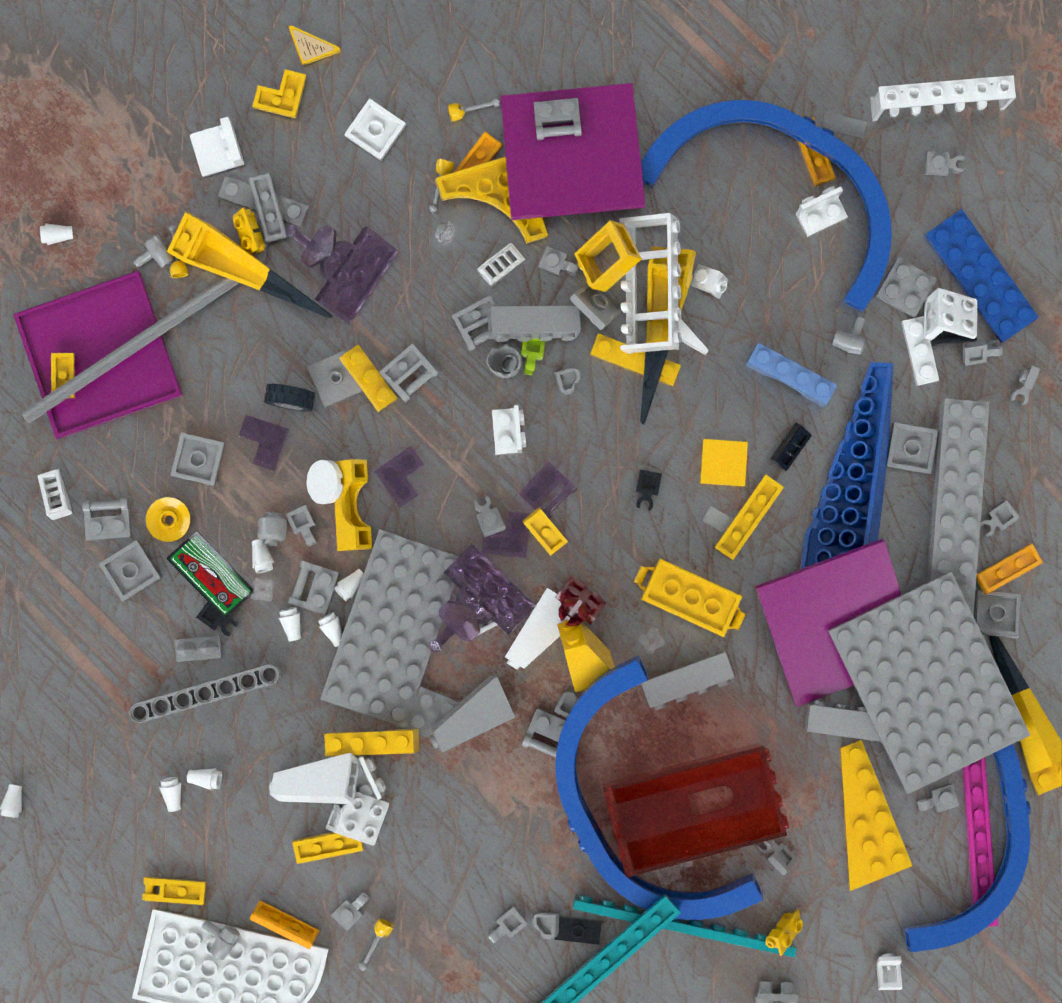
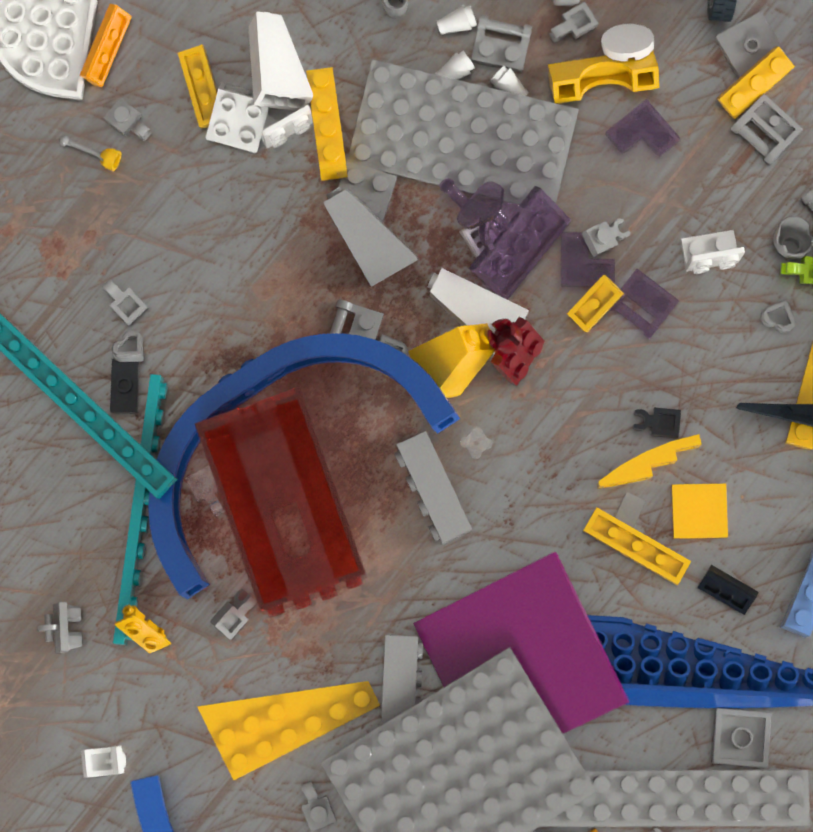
camera: 80 degrees right, 5 degrees down
(684, 508) = (640, 466): none -> yellow slope
(691, 597) = (533, 482): yellow container -> none

